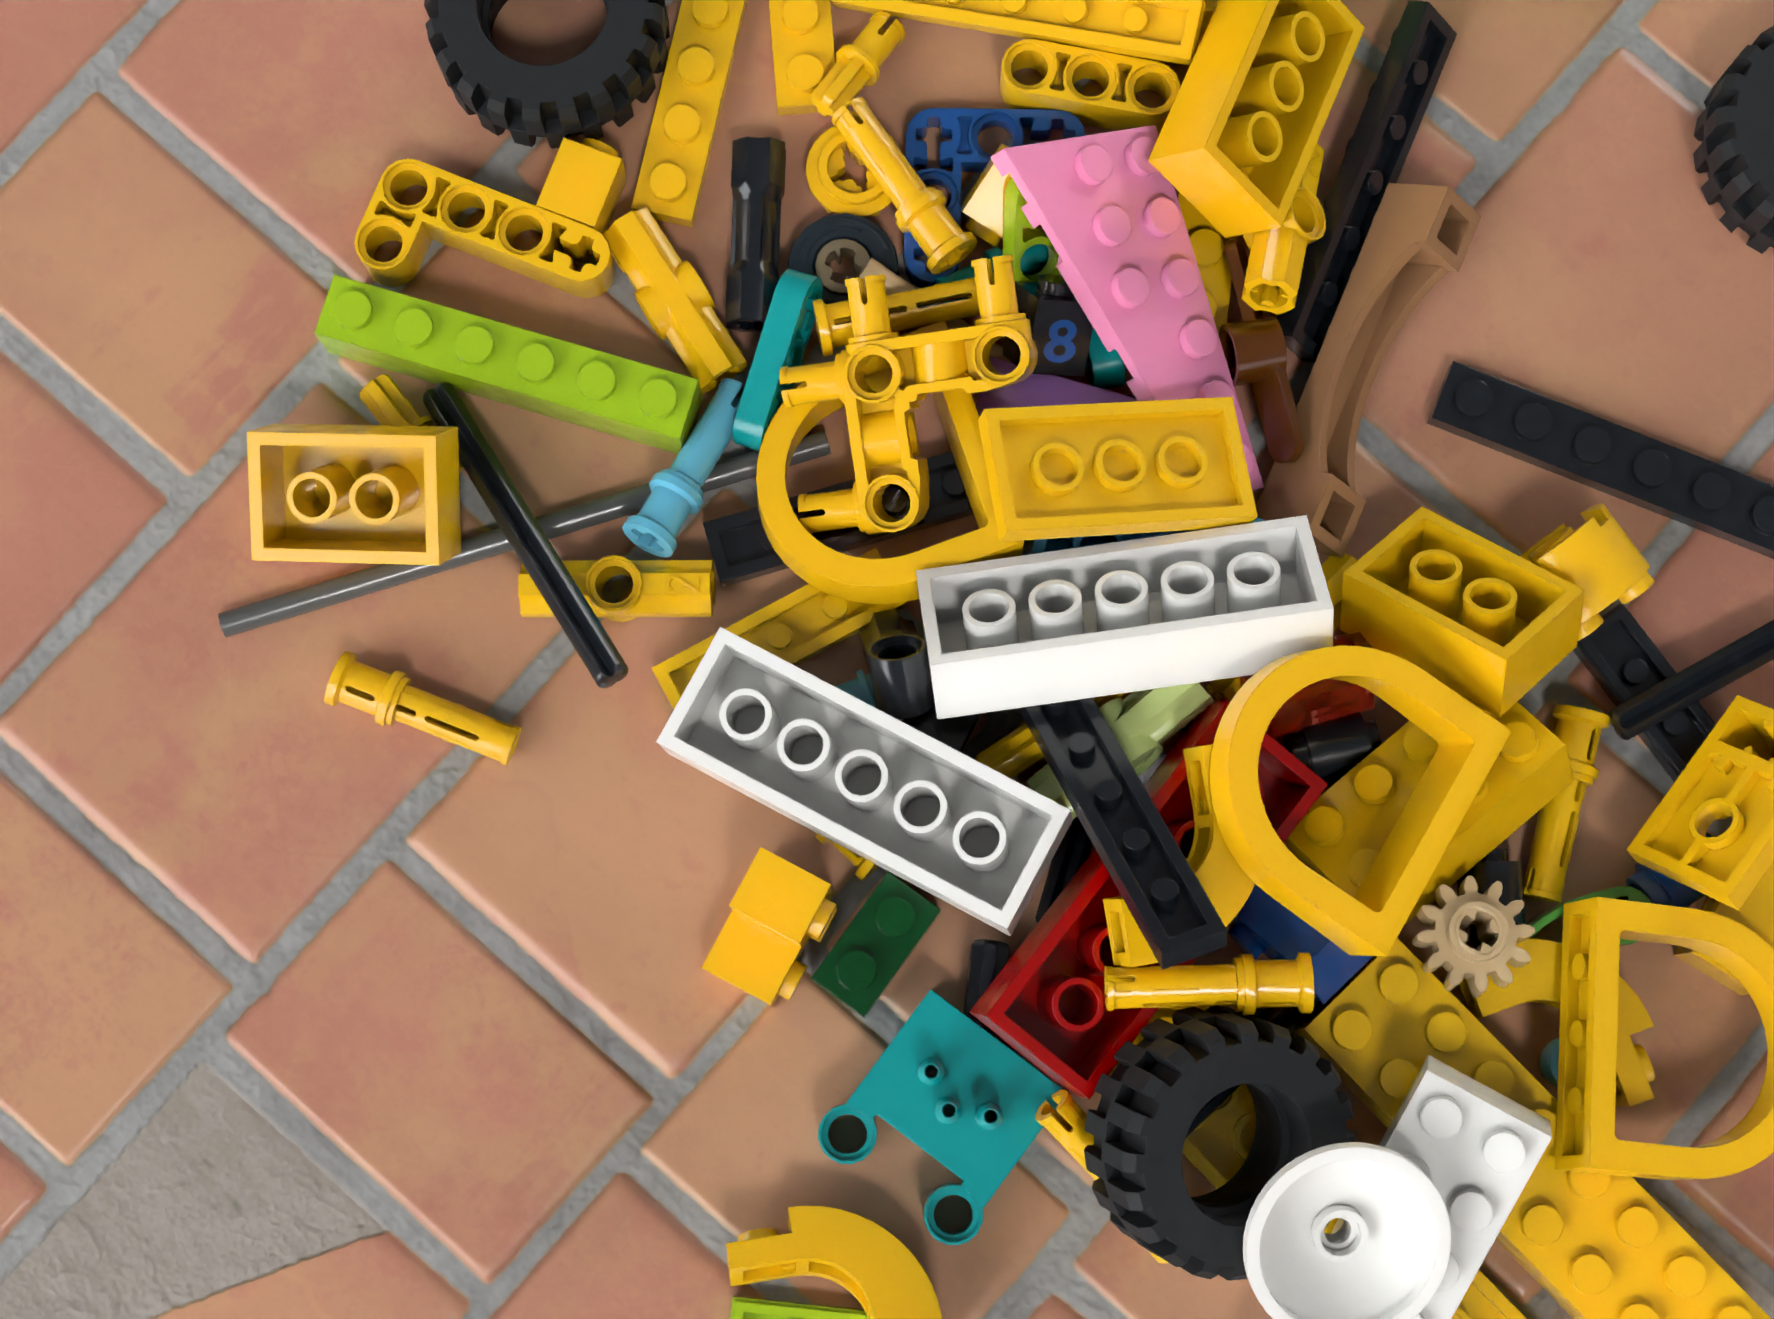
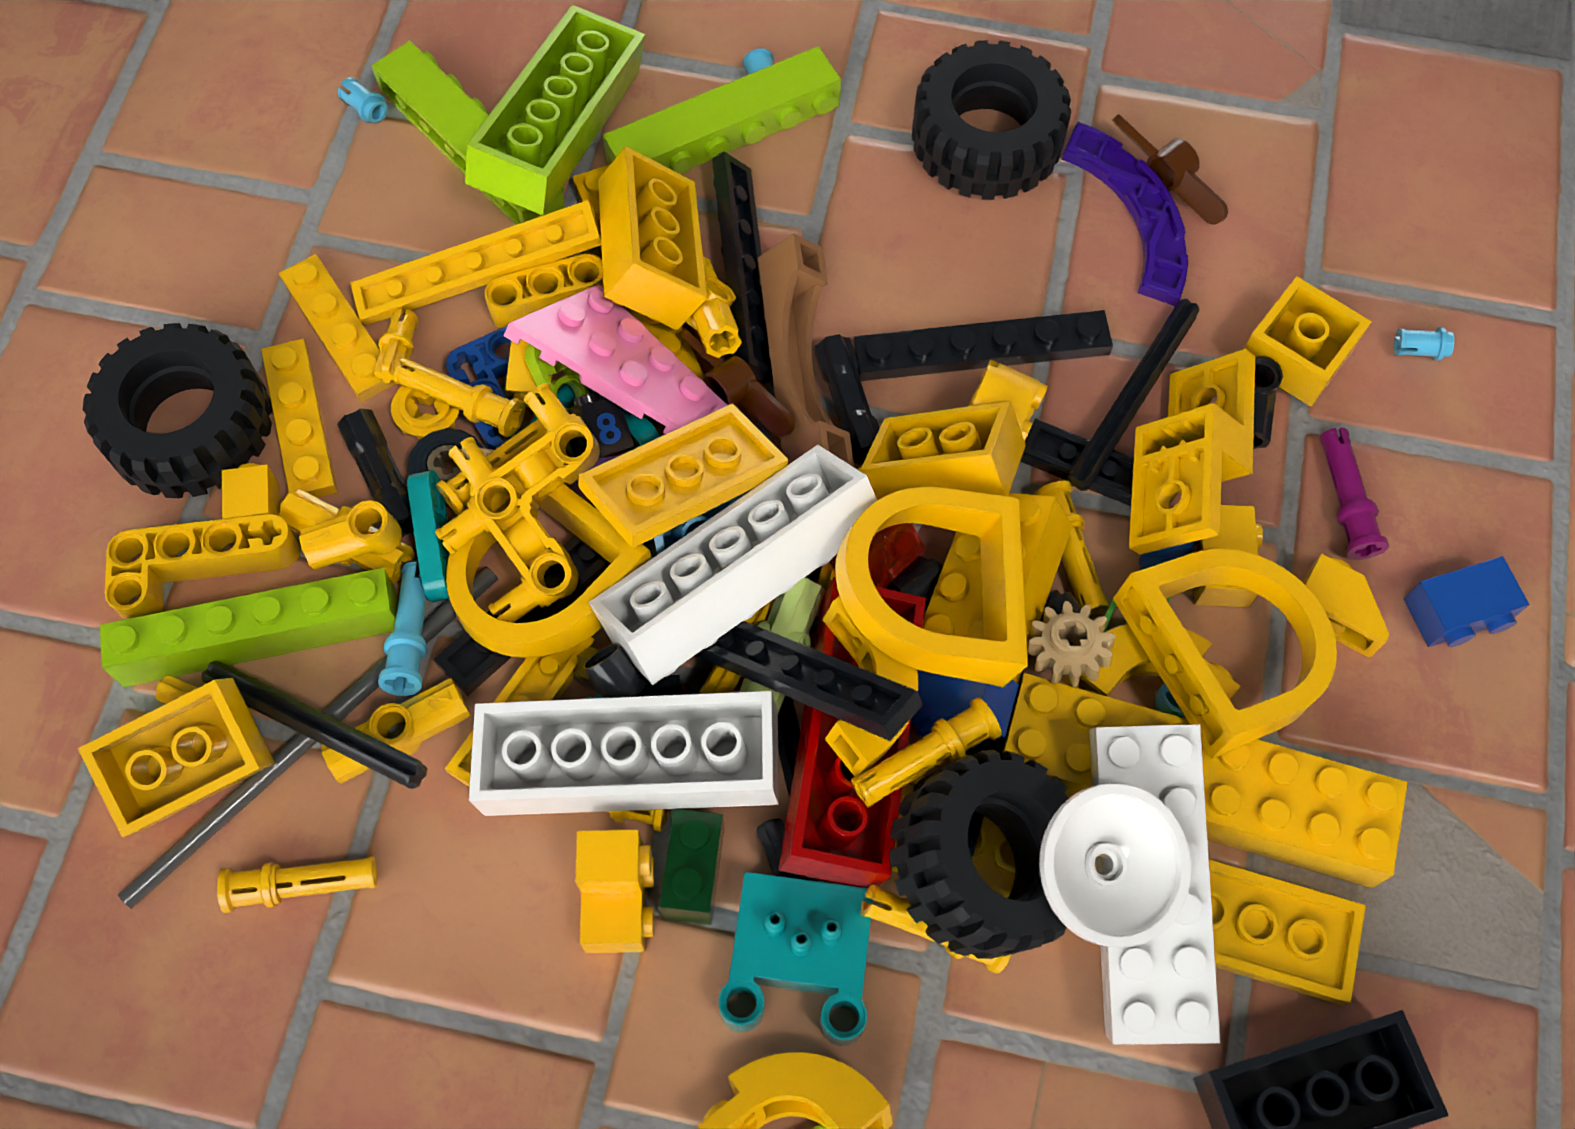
camera: 30 degrees left, 15 degrees down
(671, 317) = (348, 537): none -> yellow piece
(1406, 403) = (840, 371): none -> black axle

